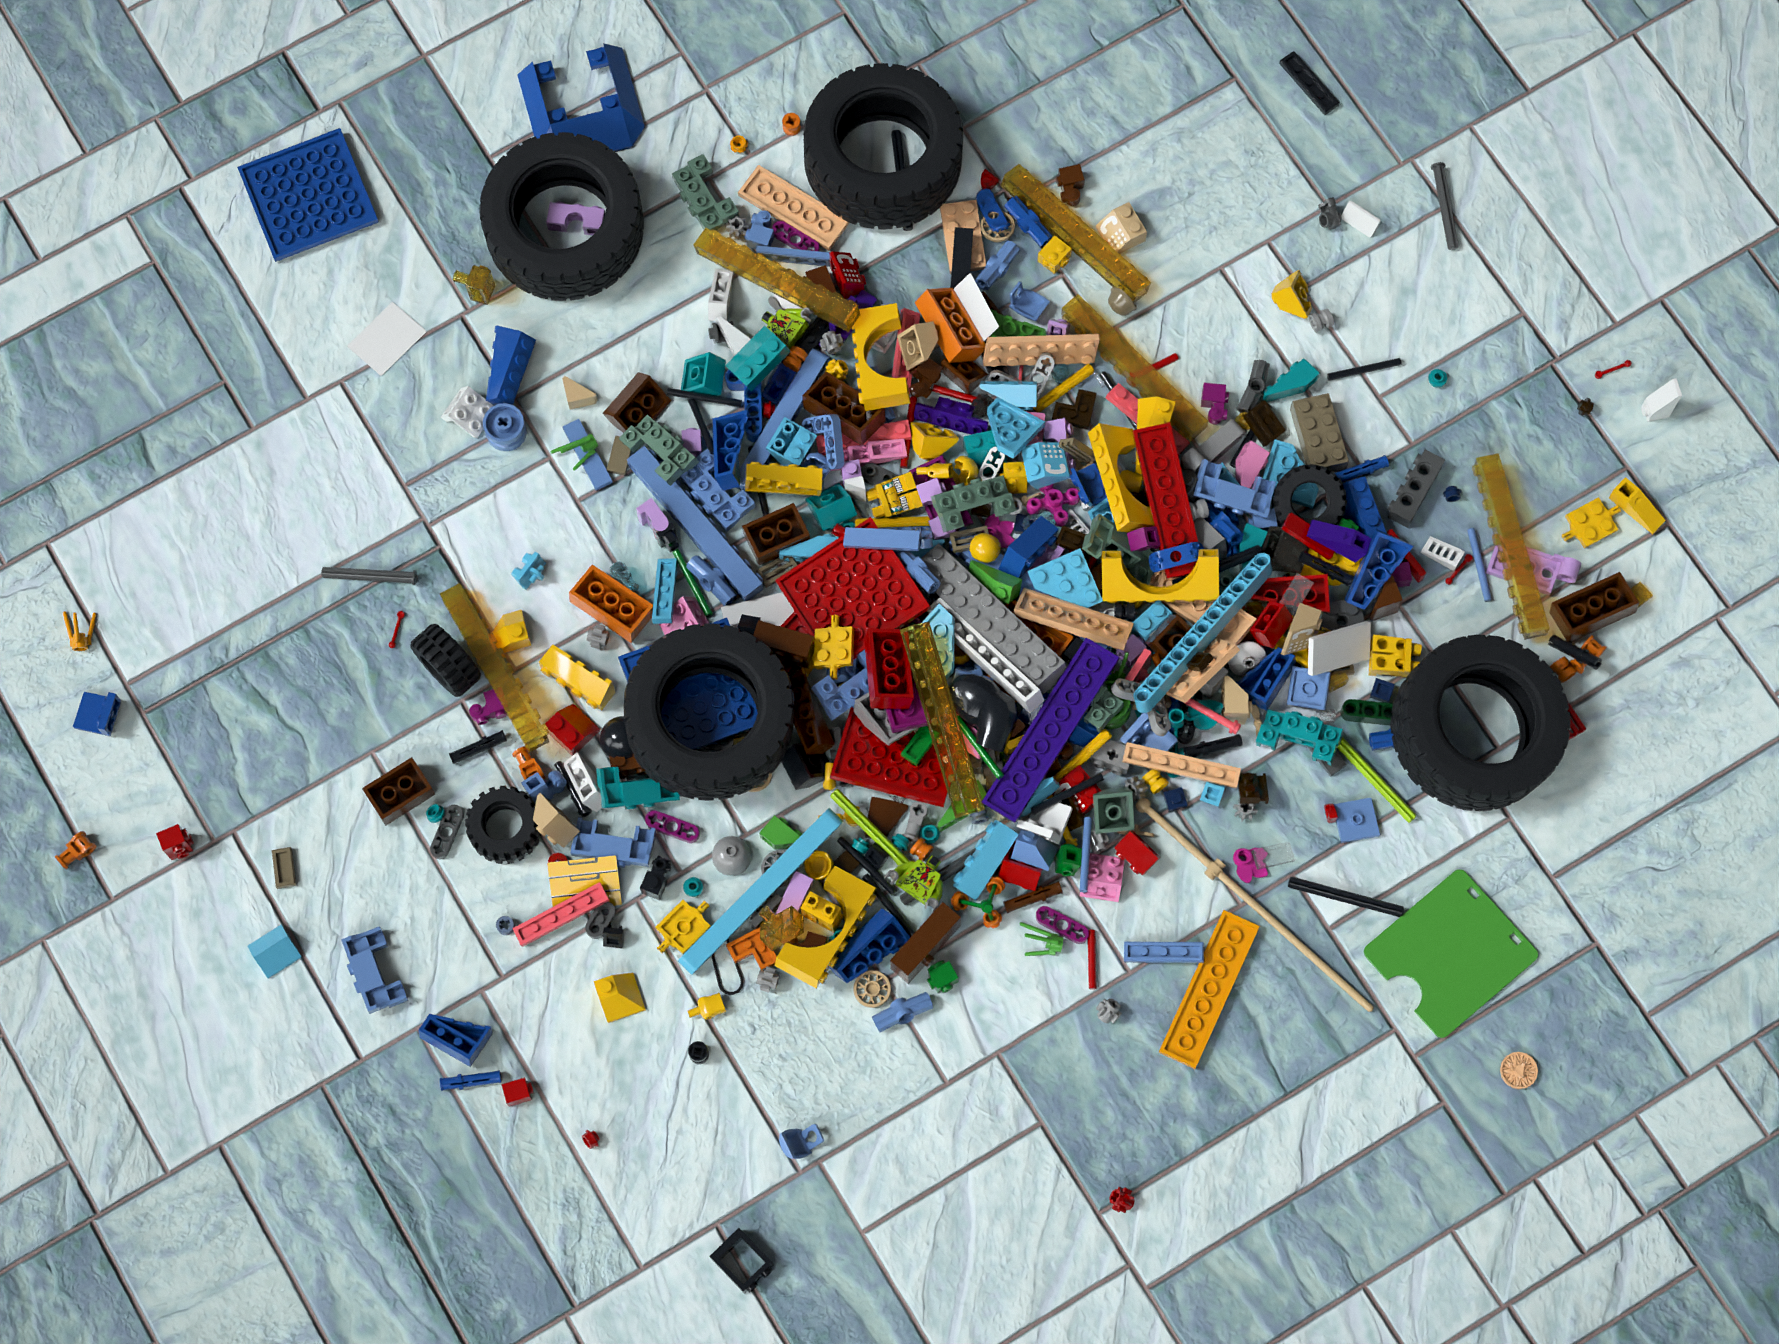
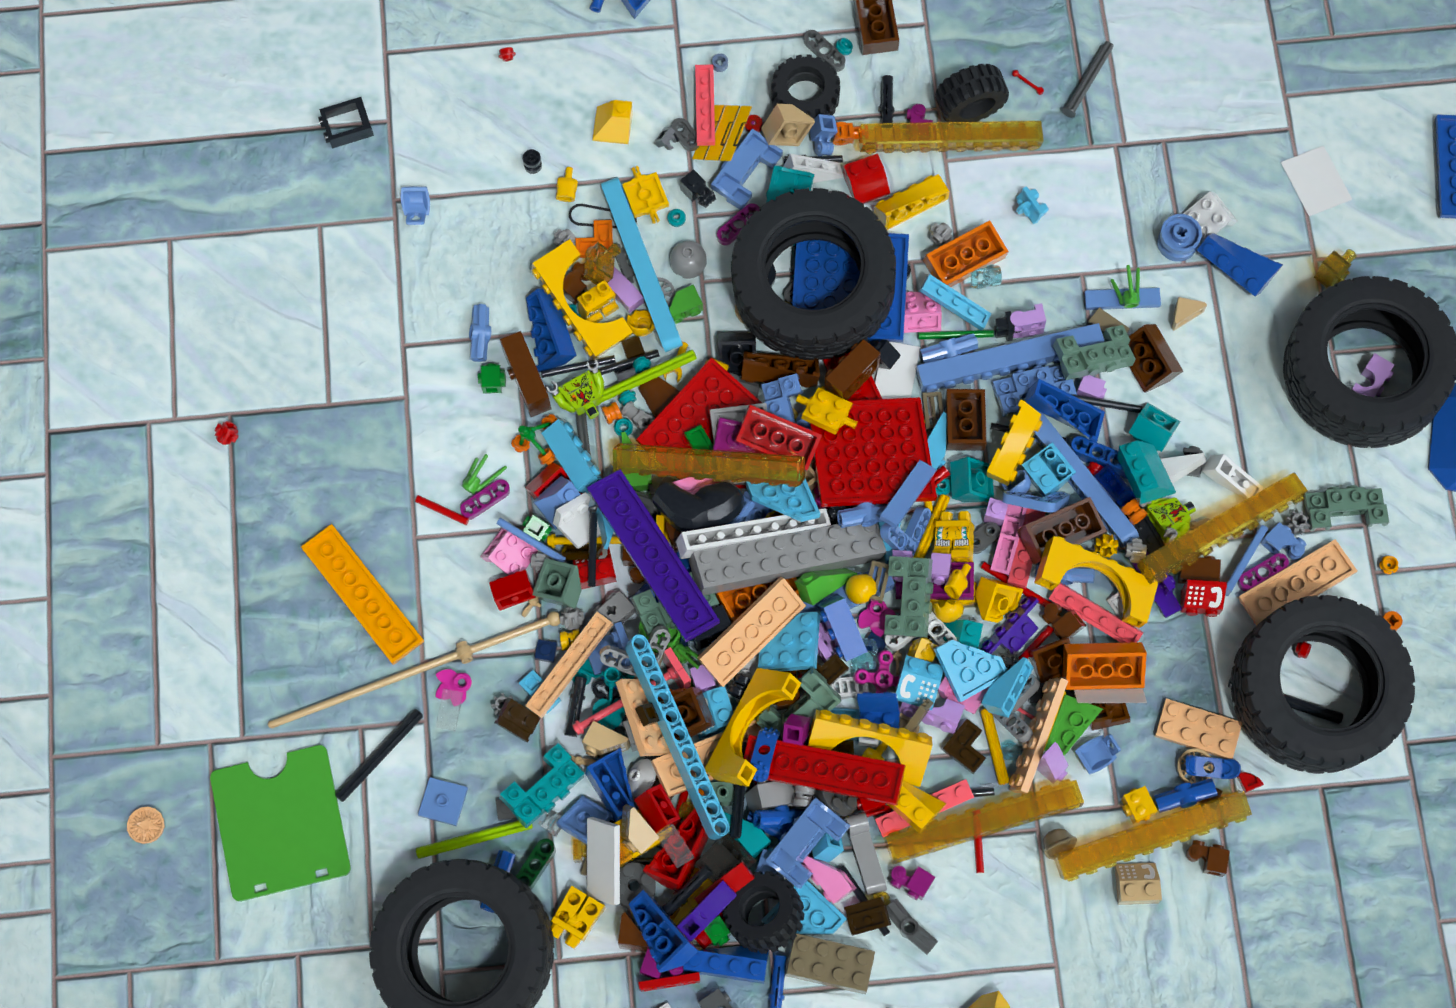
camera: 115 degrees right, 0 degrees up
(511, 632) = (980, 169): yellow slope -> none
(517, 1091) = (574, 15): red brick -> none
(704, 397) = (1139, 407): black piece -> none
(856, 488) = (976, 505): white slope -> none
(872, 989) = (513, 320): tan wheel -> none
(917, 343) = (1096, 625): tan slope -> none
(961, 255) = (1171, 711): black tile -> none
(980, 749) = (651, 489): green bar -> none
(997, 265) = (1151, 744): medium blue piece -> none
(1041, 893) = (519, 506): reddish brown pin -> none
(1084, 754) = (622, 582): yellow axle -> none
(1108, 1010) = (388, 499): light grey gear -> none
(1163, 952) = (413, 571): medium blue tile -> none
(1296, 381) = (898, 973): teal slope -> none
(1330, 812) = (457, 779): red tile -> none
(1382, 690) = (549, 889): dark blue plate -> none

